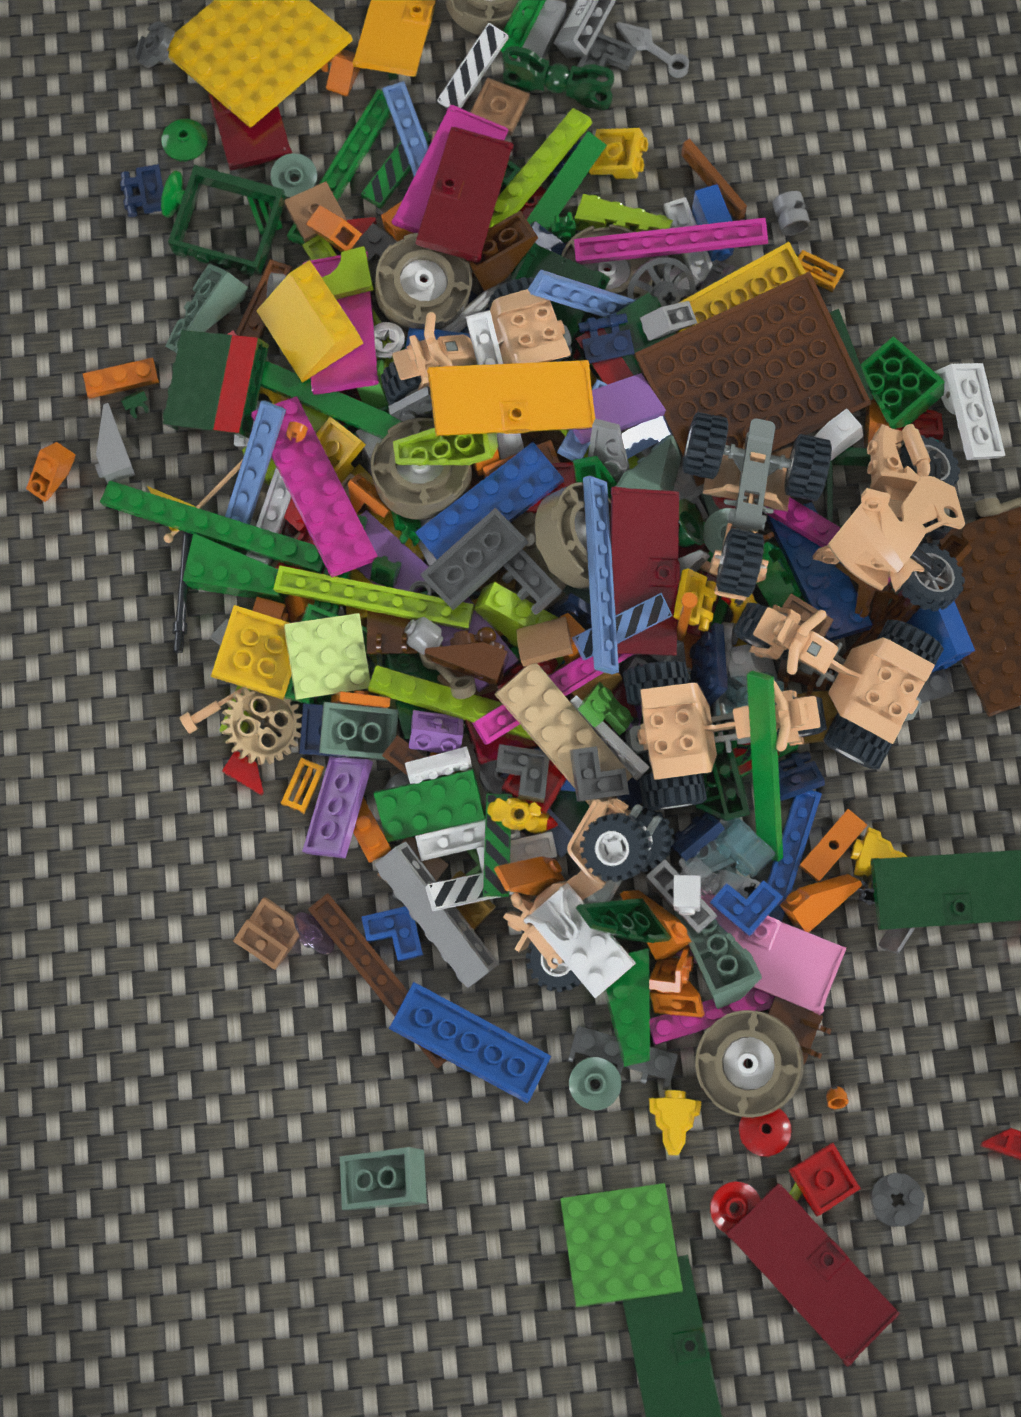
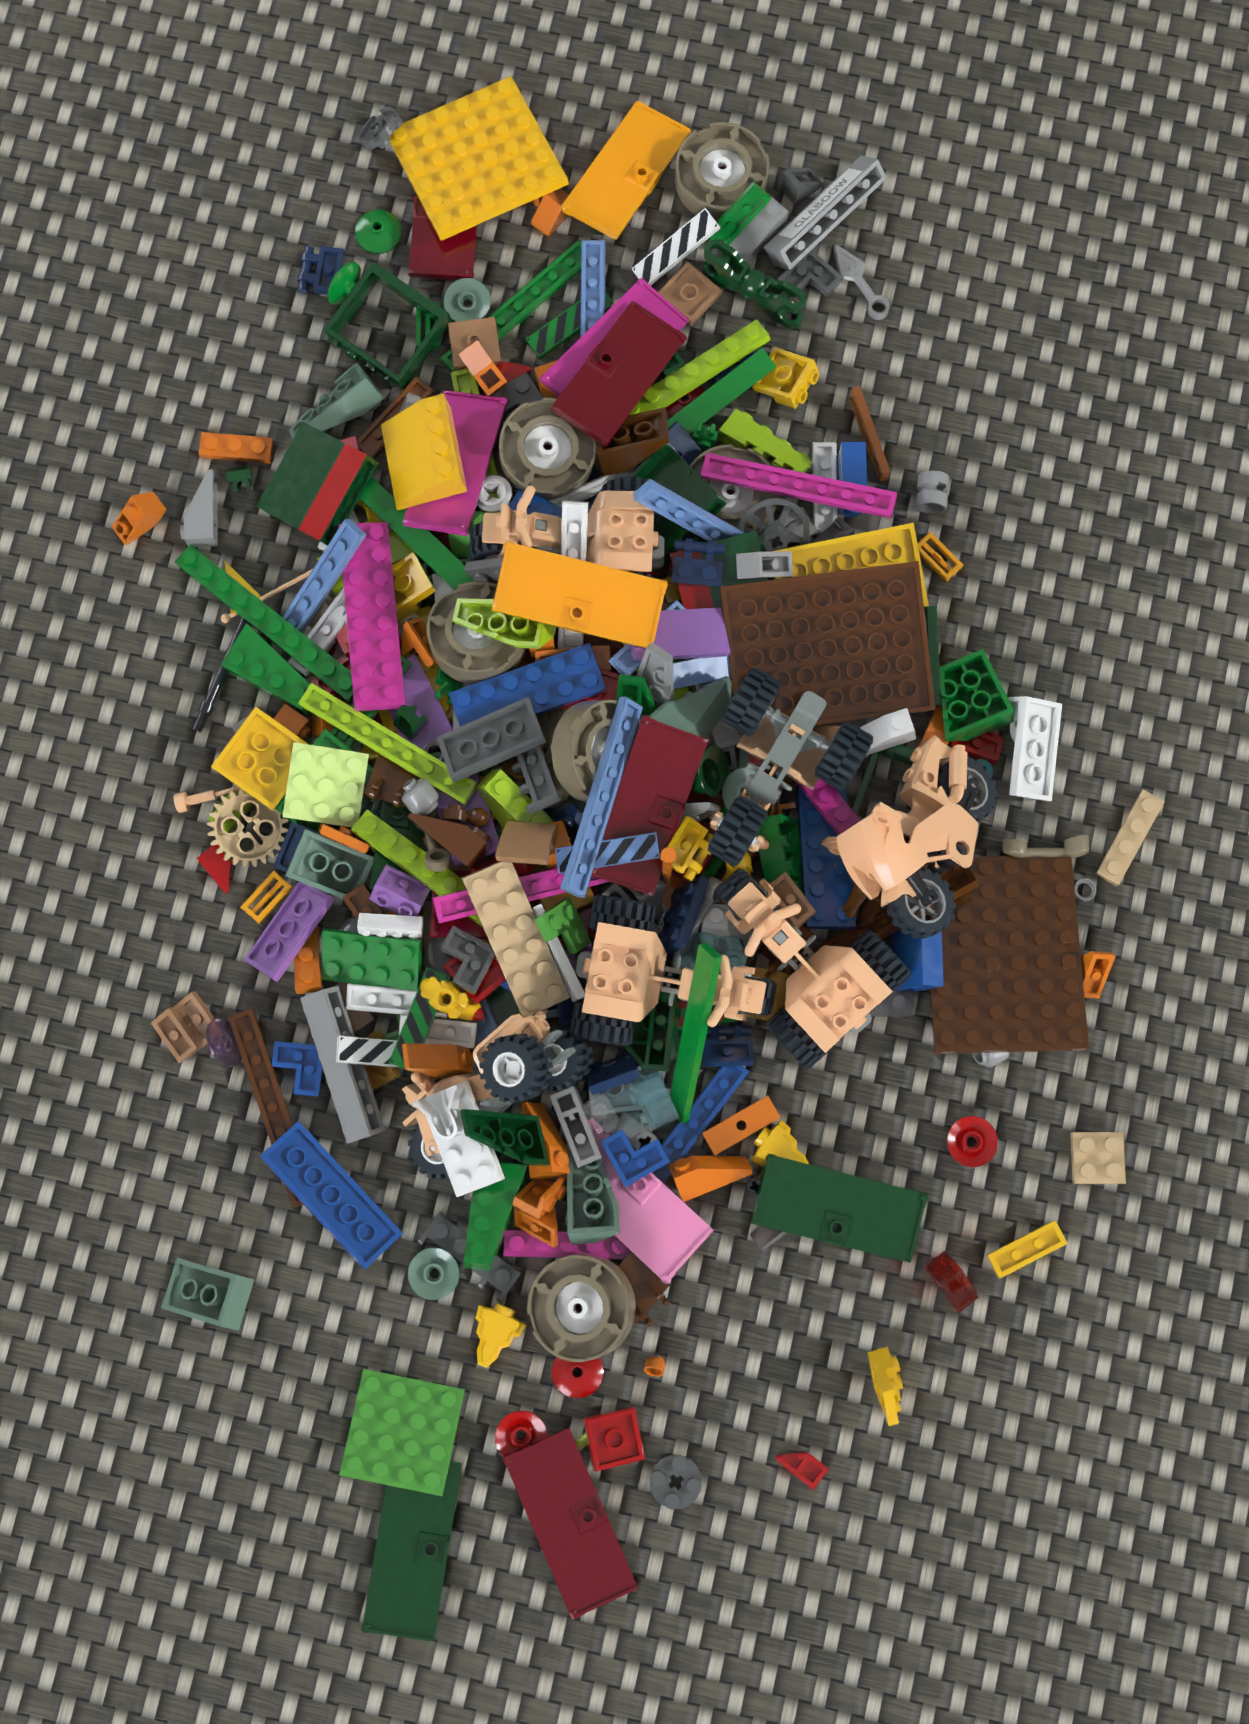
camera: 20 degrees right, 5 degrees up
(296, 430) = (371, 557): orange hinge -> none
(351, 275) = (482, 419): lime tile -> none
(590, 781) = (524, 991): dark grey plate -> none
(687, 894) = (578, 1128): white brick -> none

